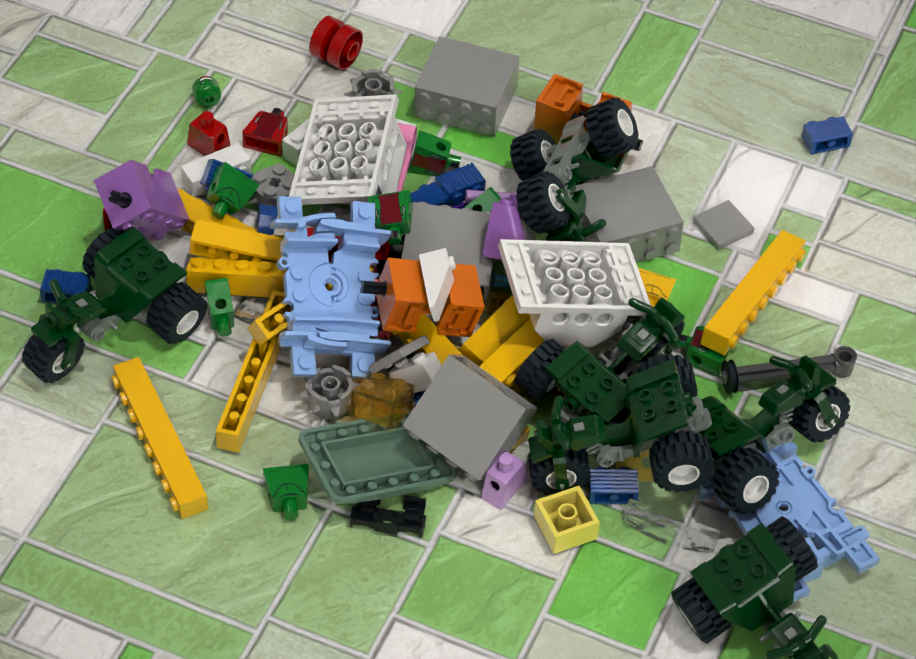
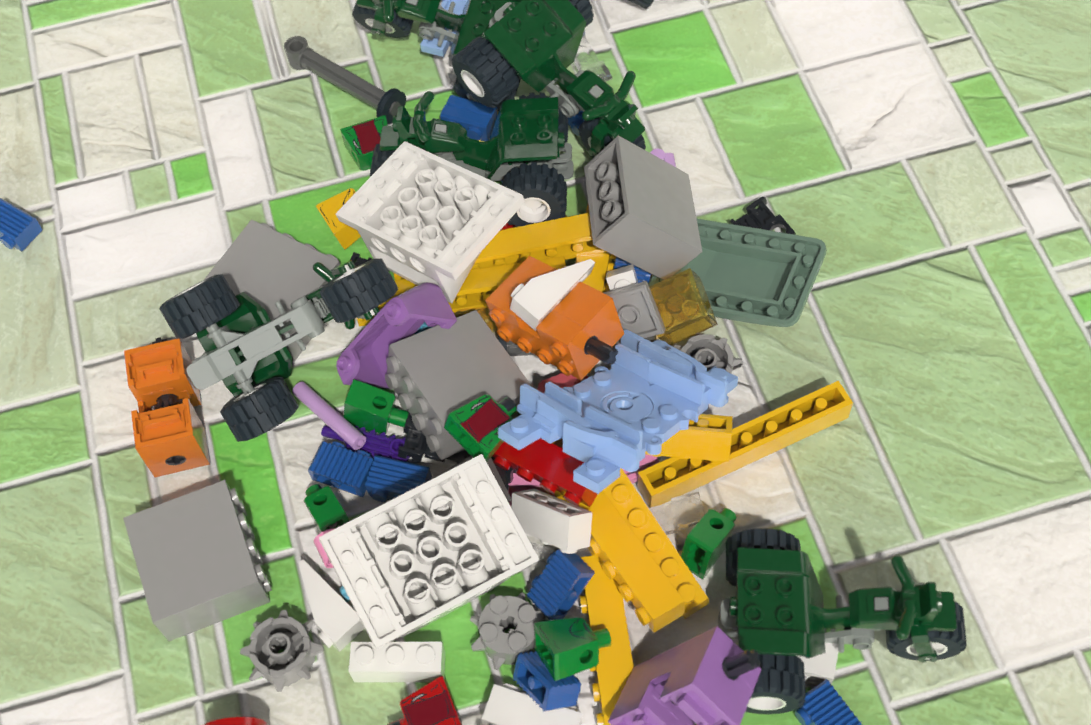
camera: 125 degrees left, 10 degrees up
(160, 438) = (892, 470): yellow brick -> none
(287, 488) = (830, 321): green torso -> none
(566, 519) = (657, 108): light yellow brick -> none
(723, 224) = (200, 233): light grey tile -> none
(753, 293) = (279, 140): yellow brick -> none

